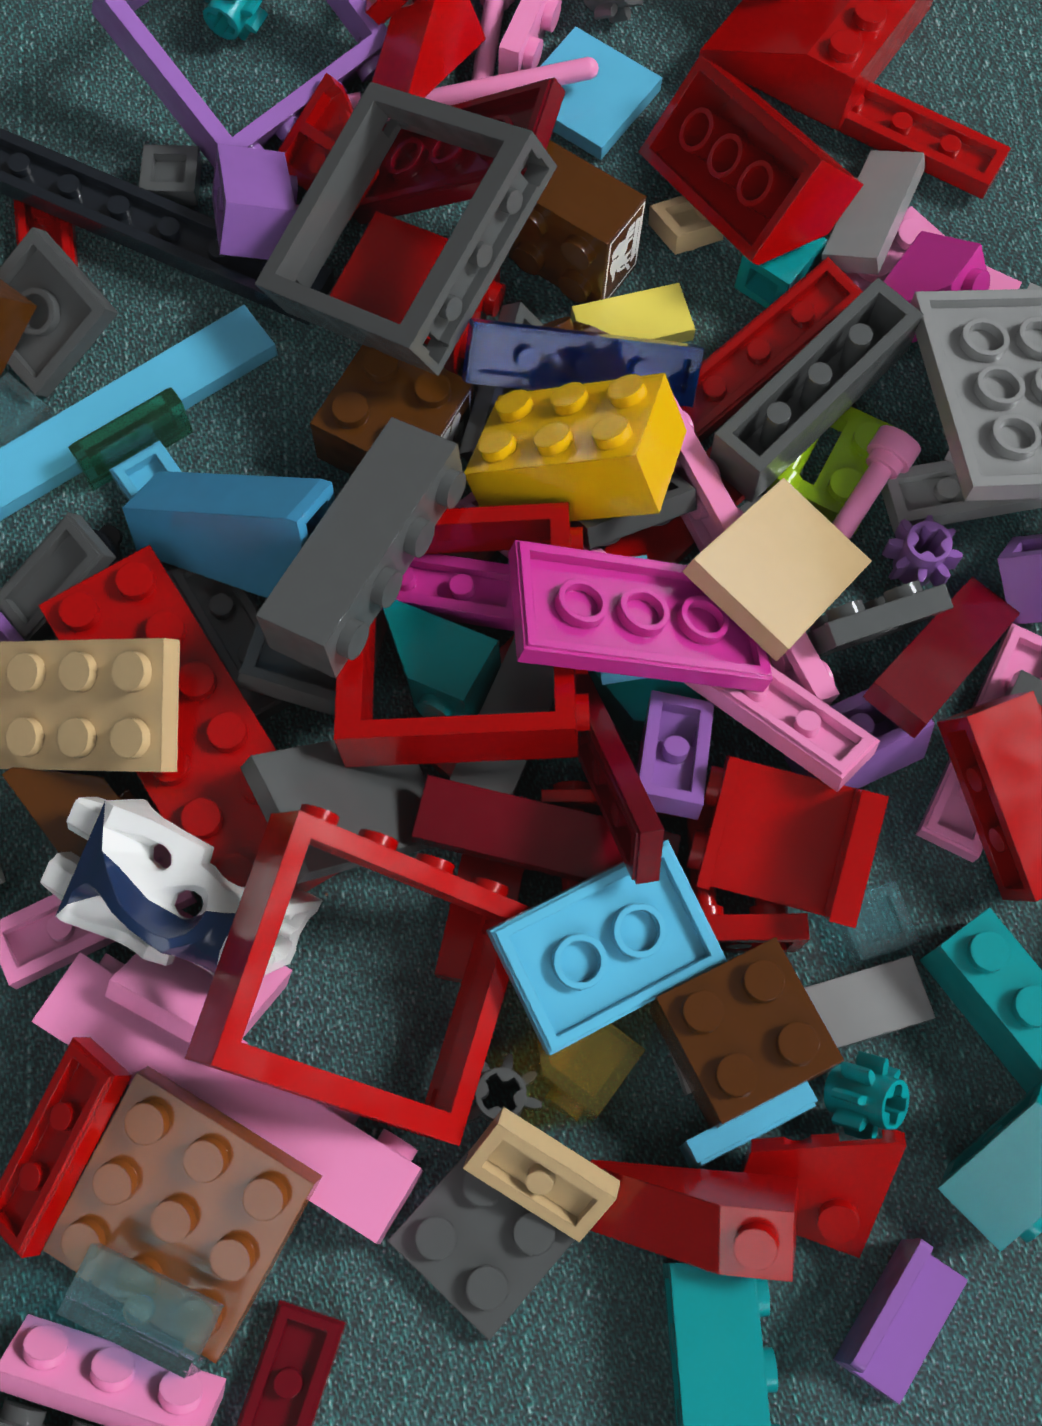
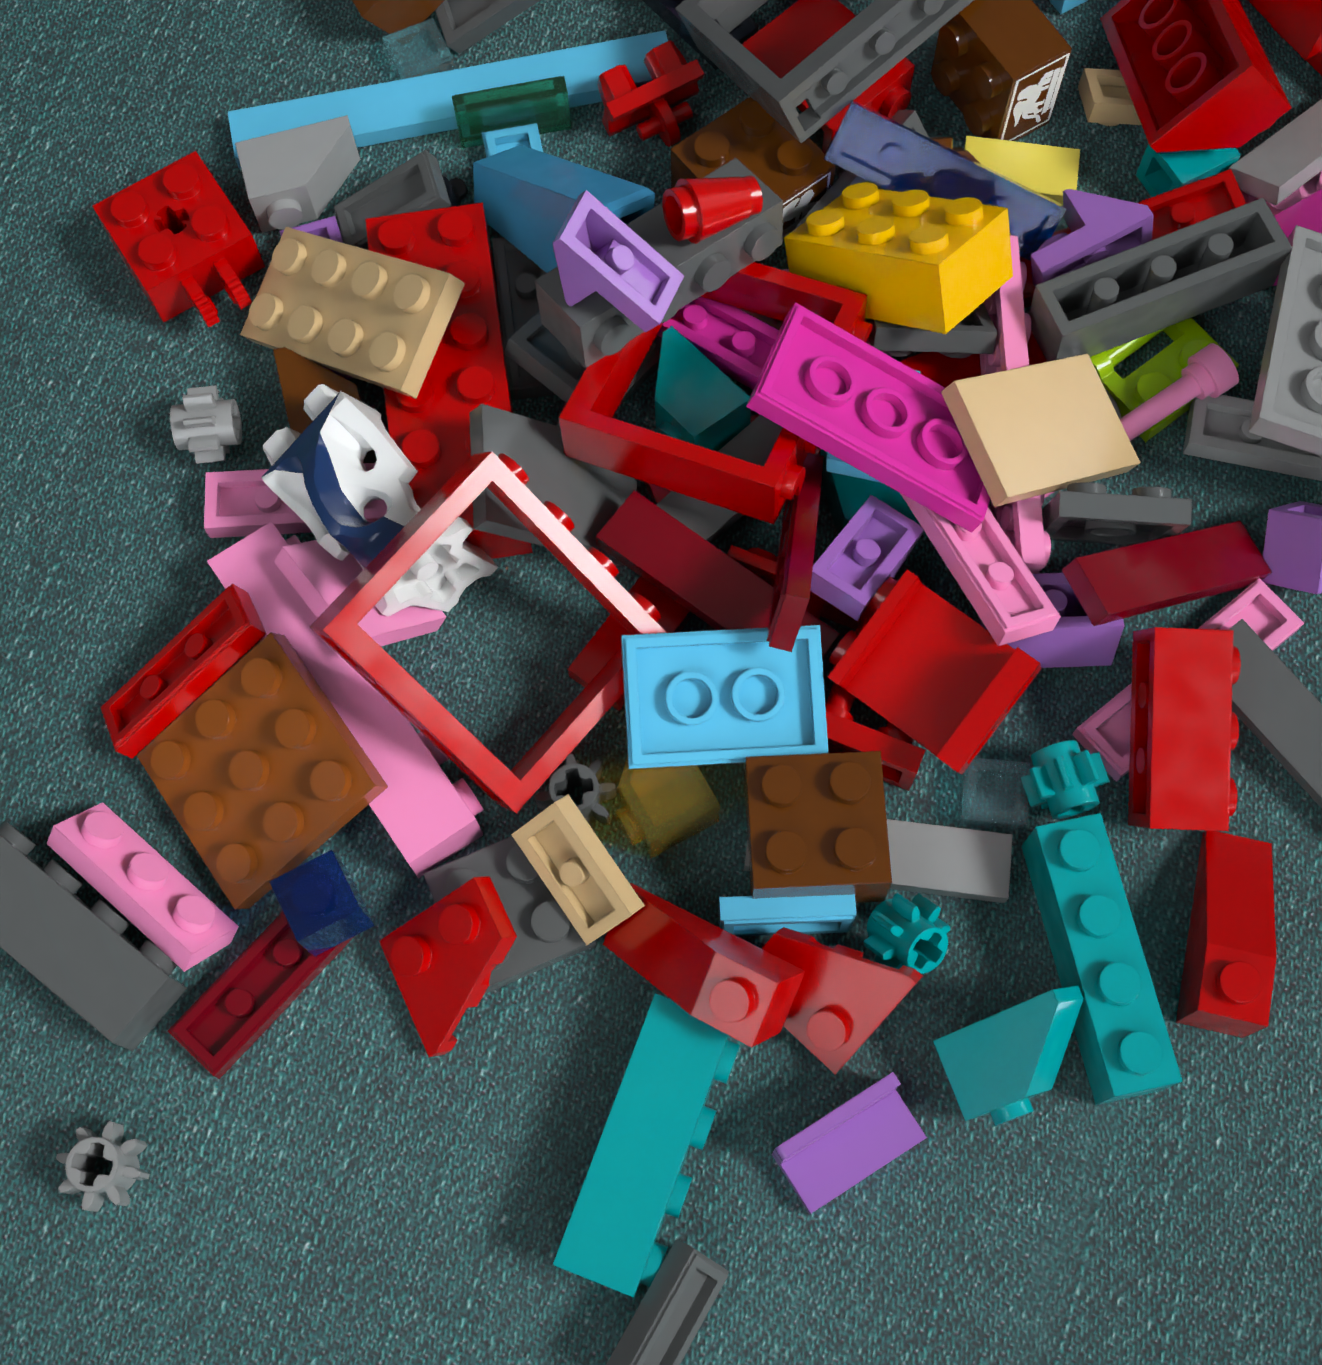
camera: 30 degrees right, 0 degrees up
(141, 1310) = (191, 832): clear light blue panel -> none
(275, 354) = (671, 84): none -> red hips
(308, 1324) = (321, 903): none -> clear blue brick
(336, 572) = (608, 257): none -> medium lavender slope
(394, 479) = (709, 205): none -> red cone
(453, 1319) = (448, 957): none -> red wing
(743, 359) = (1099, 230): none -> medium lavender slope
(922, 552) = (1202, 476): medium lavender gear -> none
(936, 885) = (1065, 779): none -> teal gear

